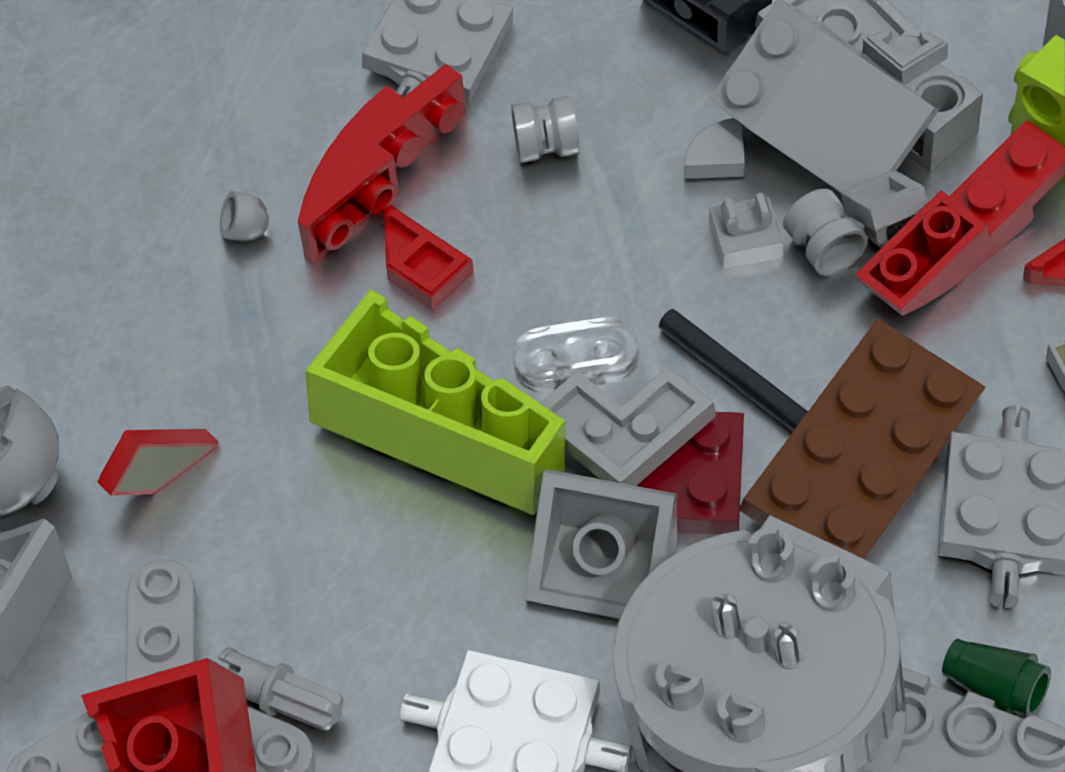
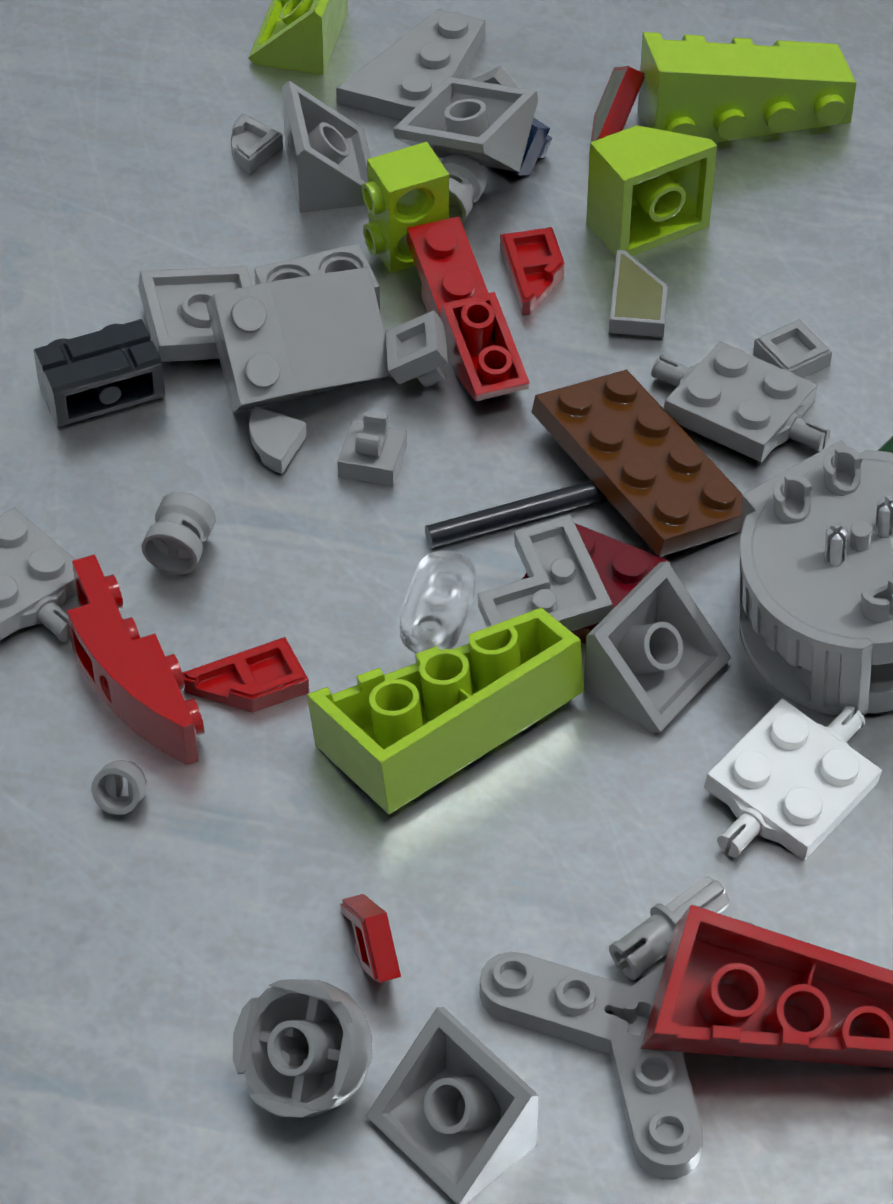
camera: 70 degrees left, 5 degrees down
(829, 237) = (417, 399): light grey wheel -> none
(905, 55) = (291, 262): light grey tile -> none

